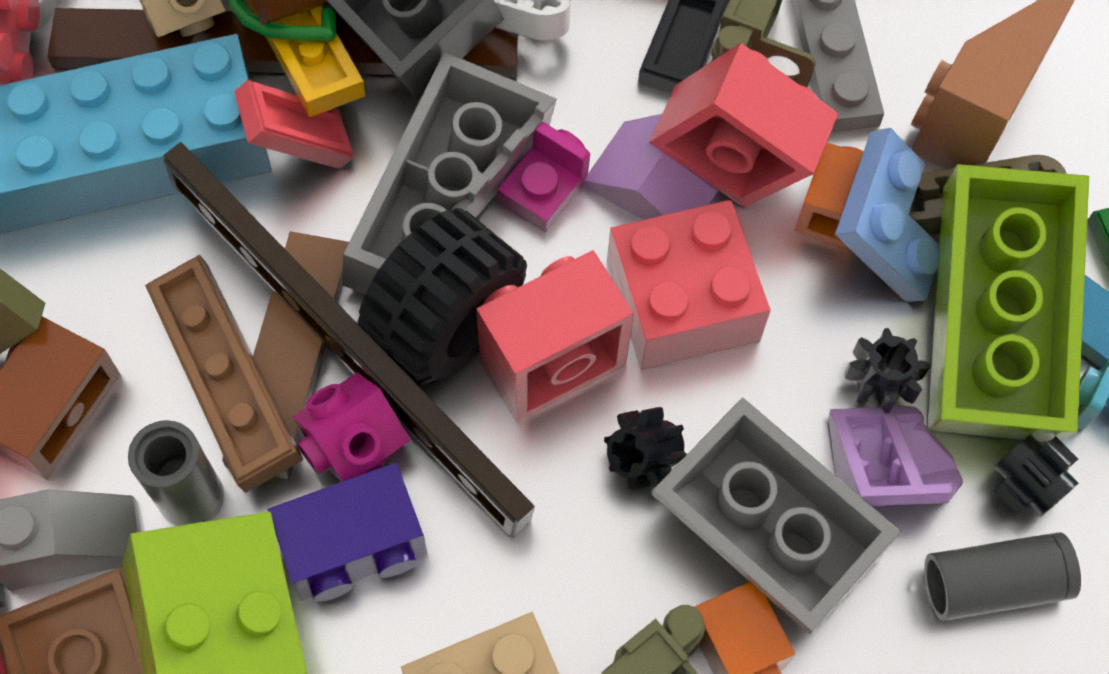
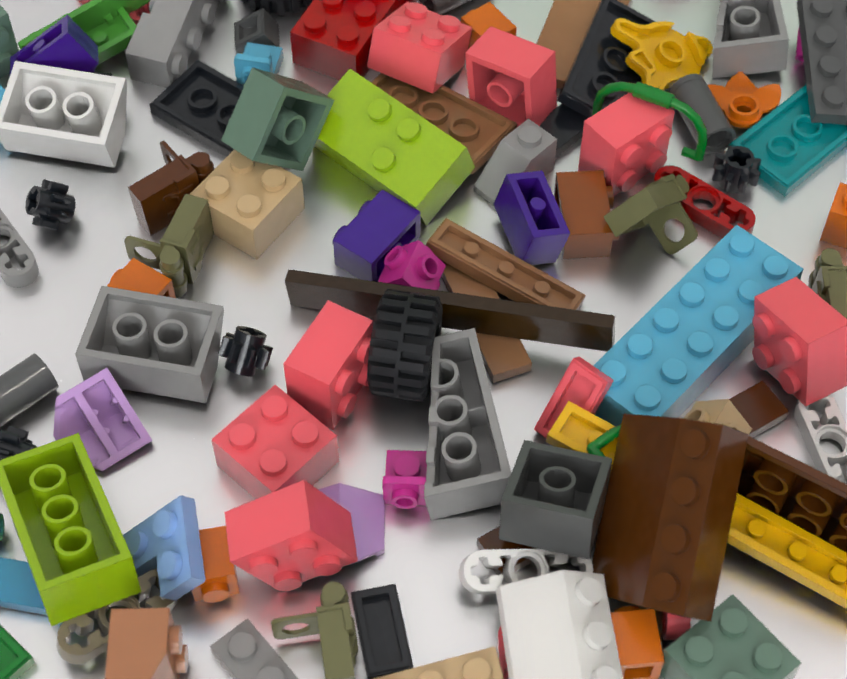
camera: 150 degrees right, 10 degrees down
(120, 394) = (531, 217): none -> dark purple brick
(175, 473) = (477, 198): dark grey pin -> none
(890, 353) = (127, 470): black gear -> none

